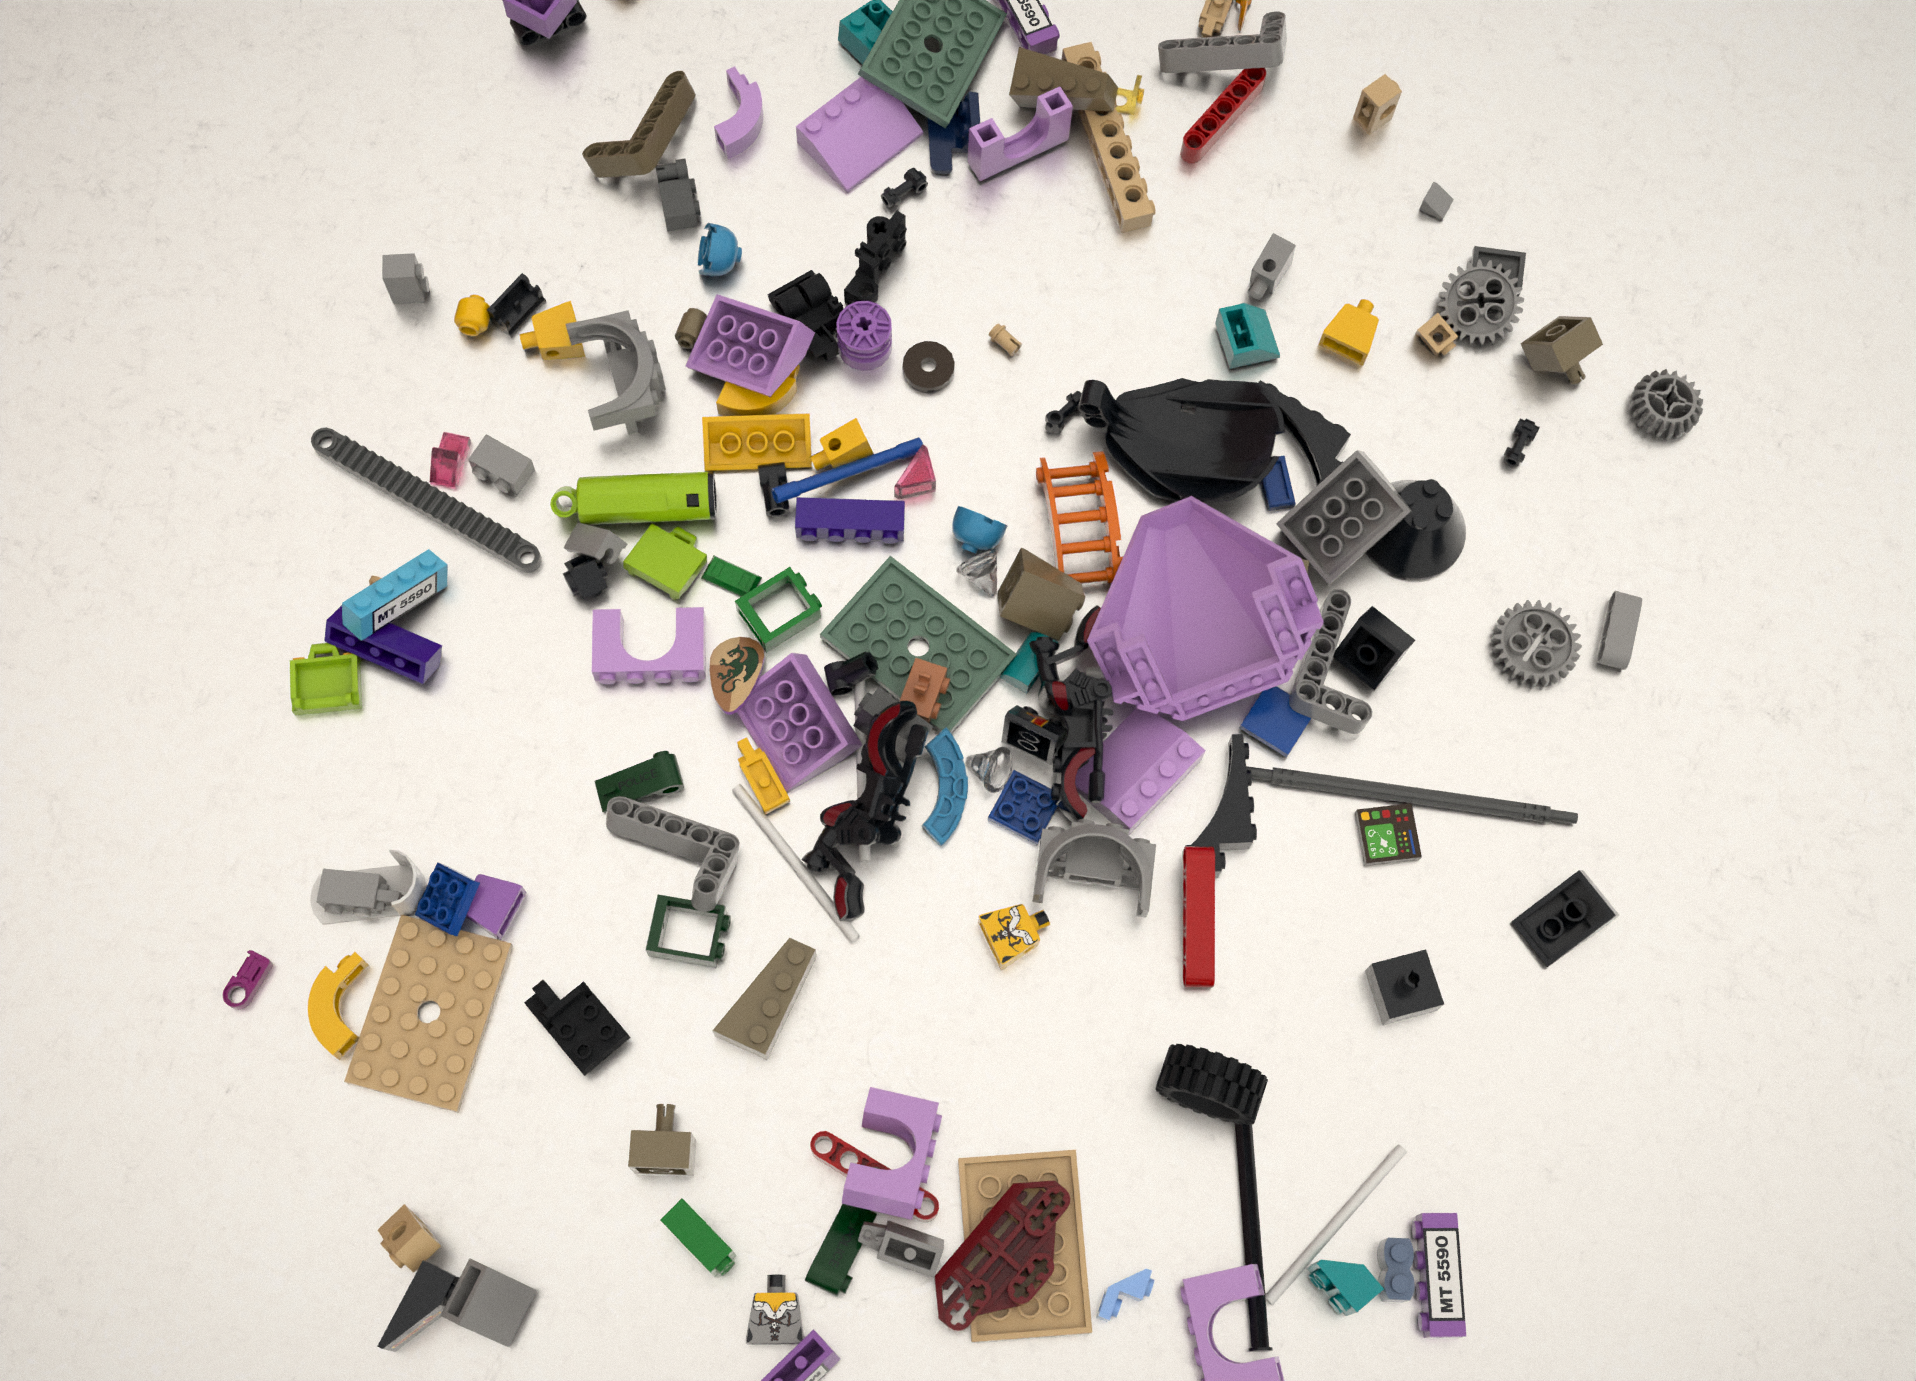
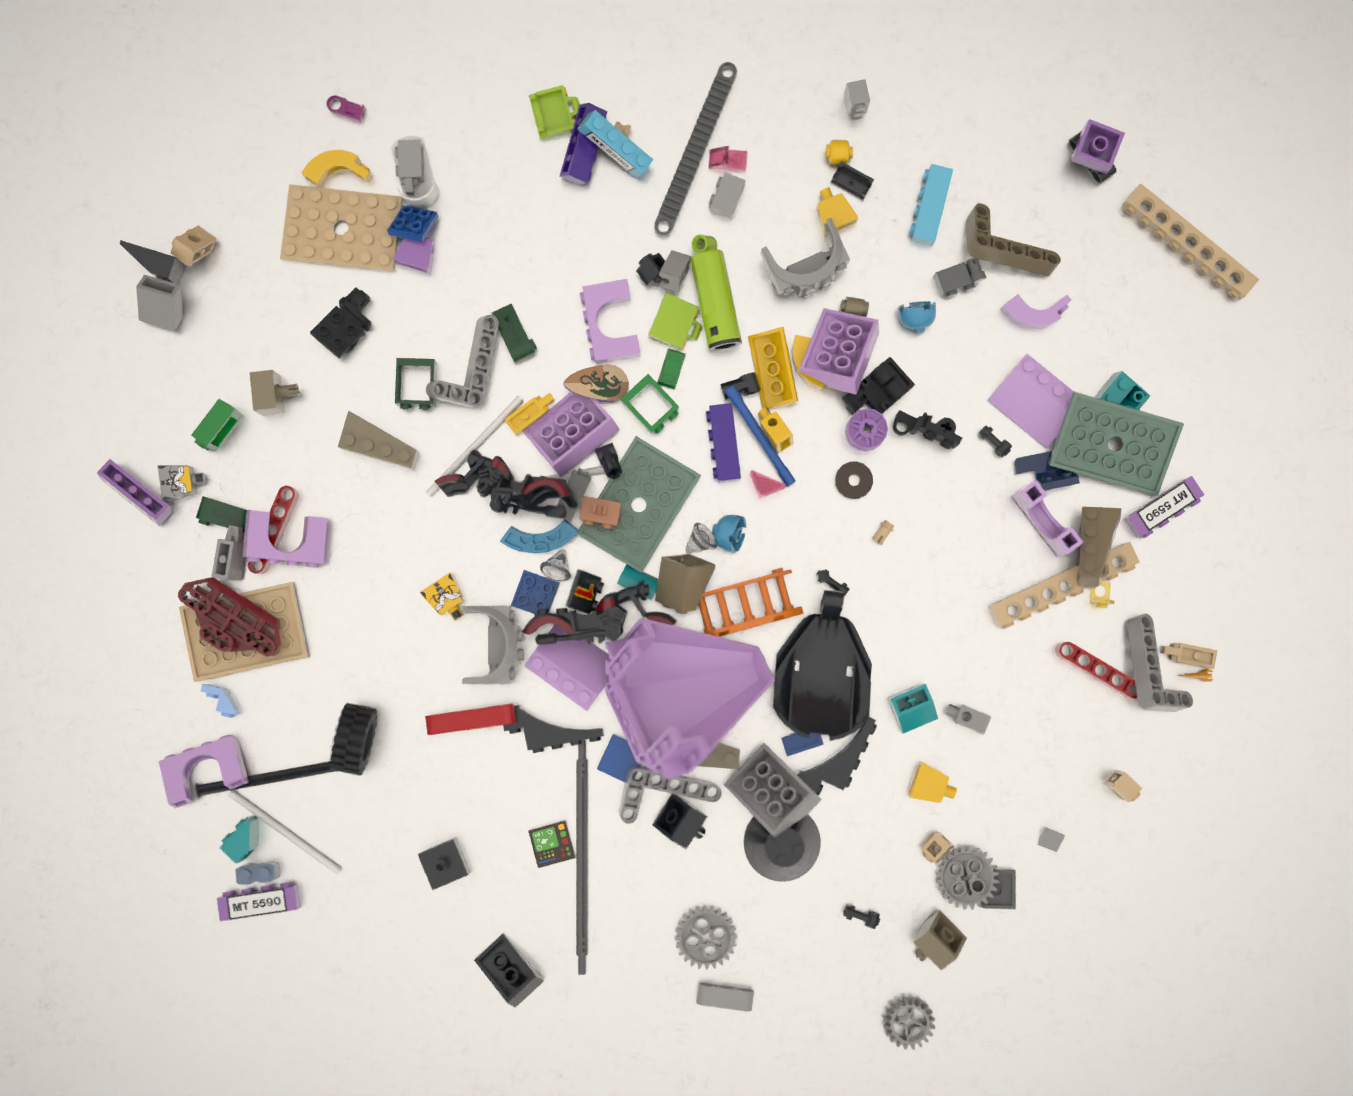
camera: 85 degrees right, 15 degrees up
(571, 214) = (931, 206): none -> medium azure brick

